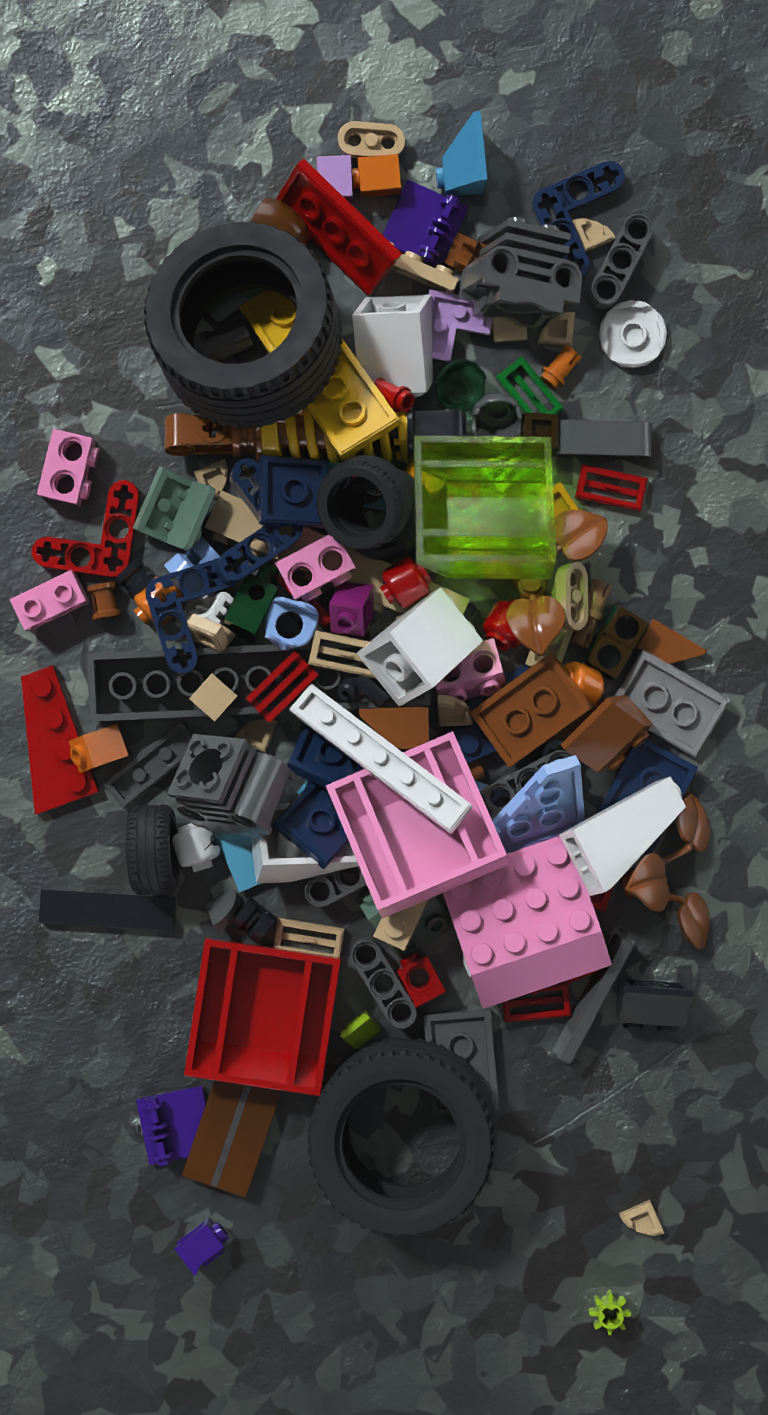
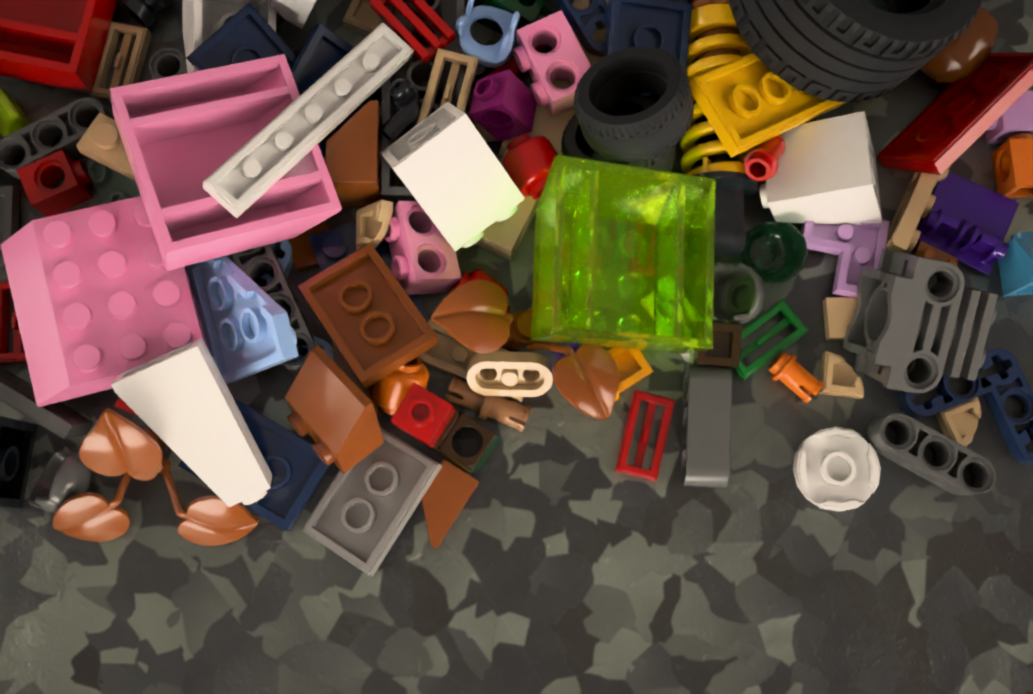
camera: 90 degrees right, 10 degrees down
(612, 660) = (423, 415): none -> red brick
(665, 948) = (60, 480): none -> dark grey hair

